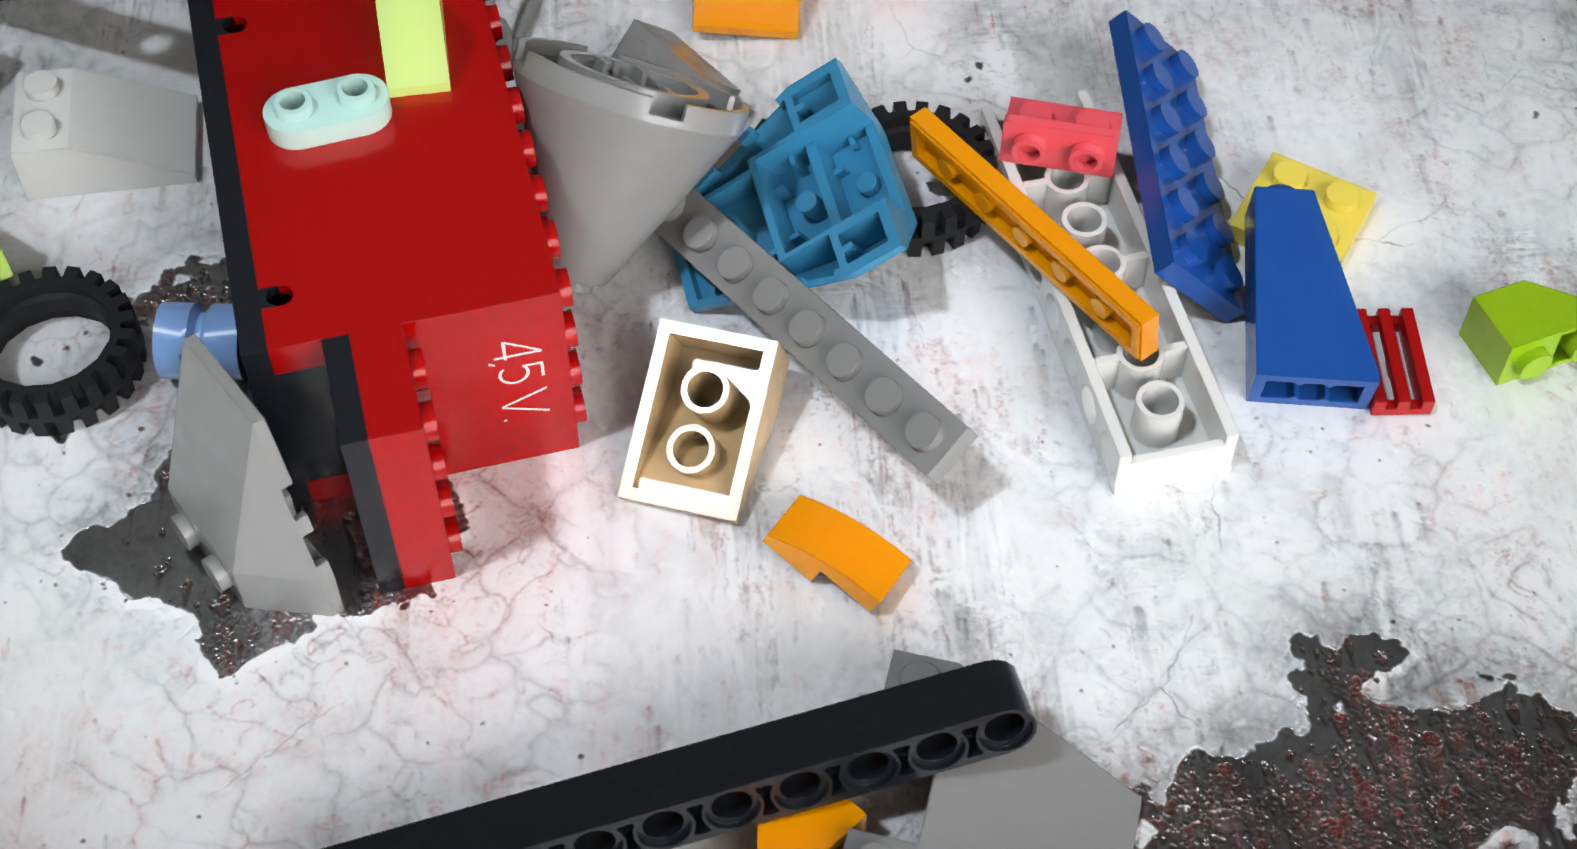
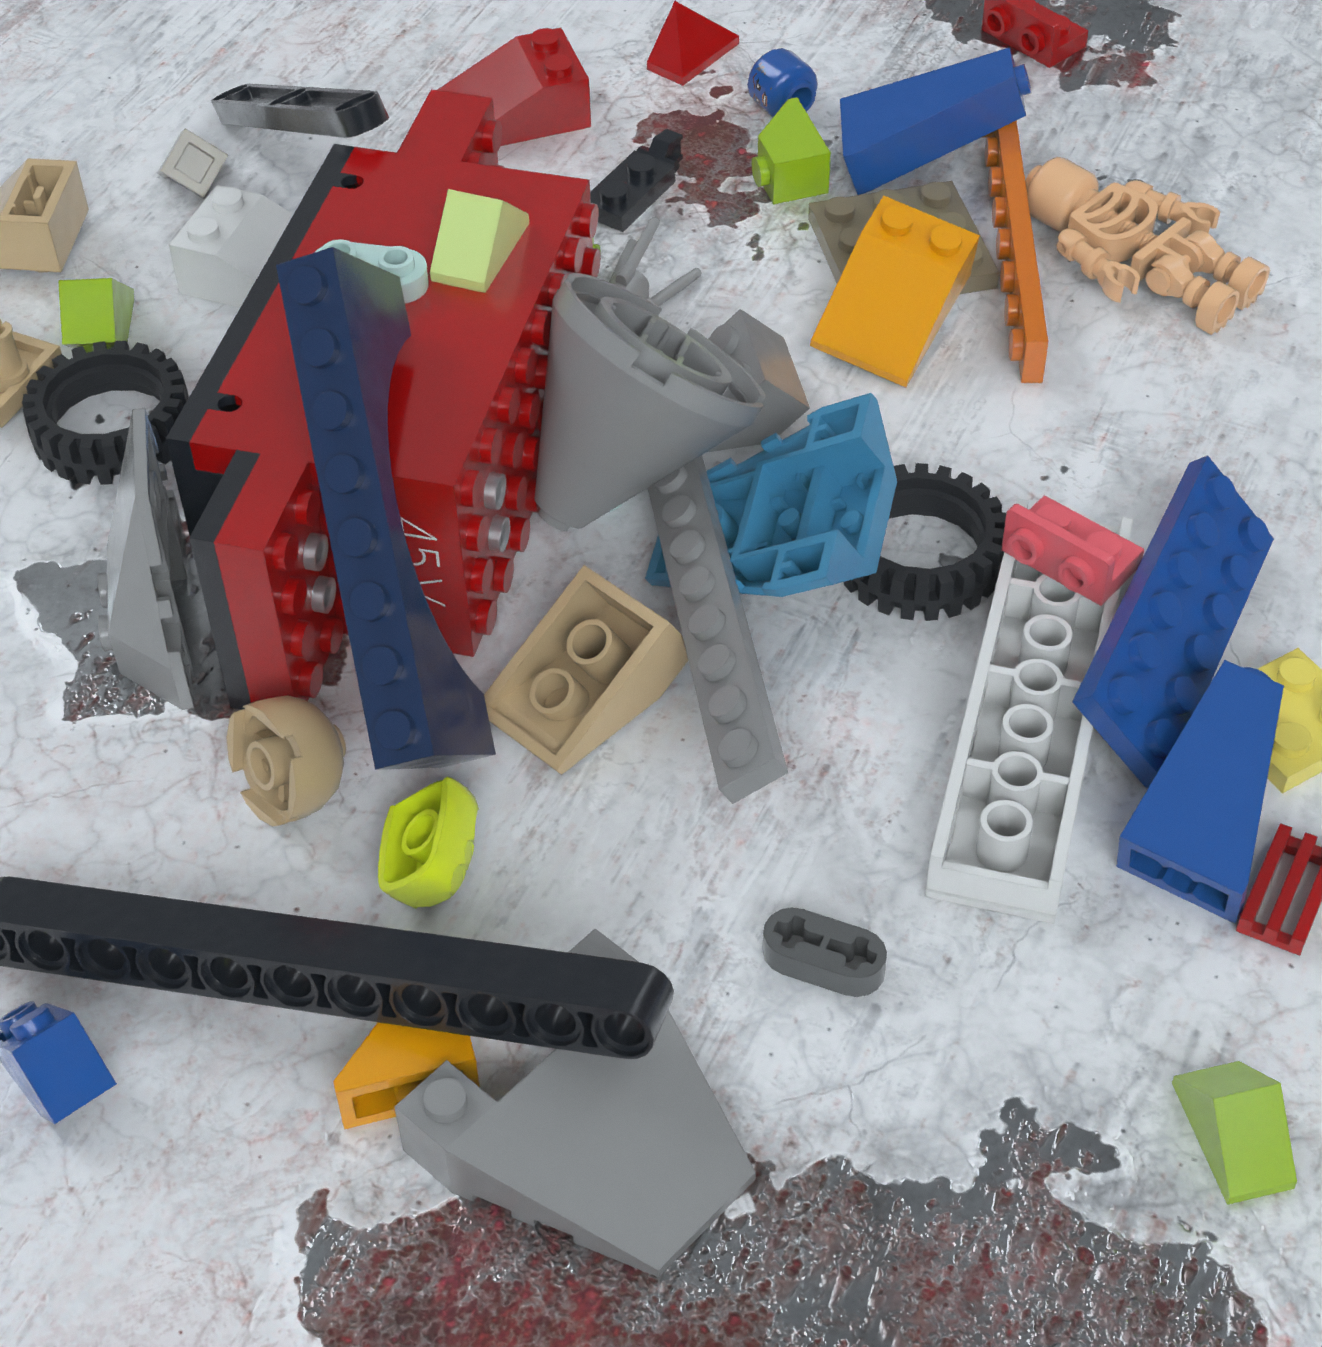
camera: 30 degrees right, 5 degrees down
(408, 225) = (344, 340): none -> dark blue arch
(489, 620) = (288, 757): none -> tan cylinder
(675, 639) = (428, 844): none -> neon yellow piece
(847, 552) = (625, 830): light orange slope -> none
(1035, 235) = (977, 627): light orange tile -> none
(1071, 581) = (824, 952): none -> dark grey beam
(1481, 574) = (1239, 1128): none -> lime slope

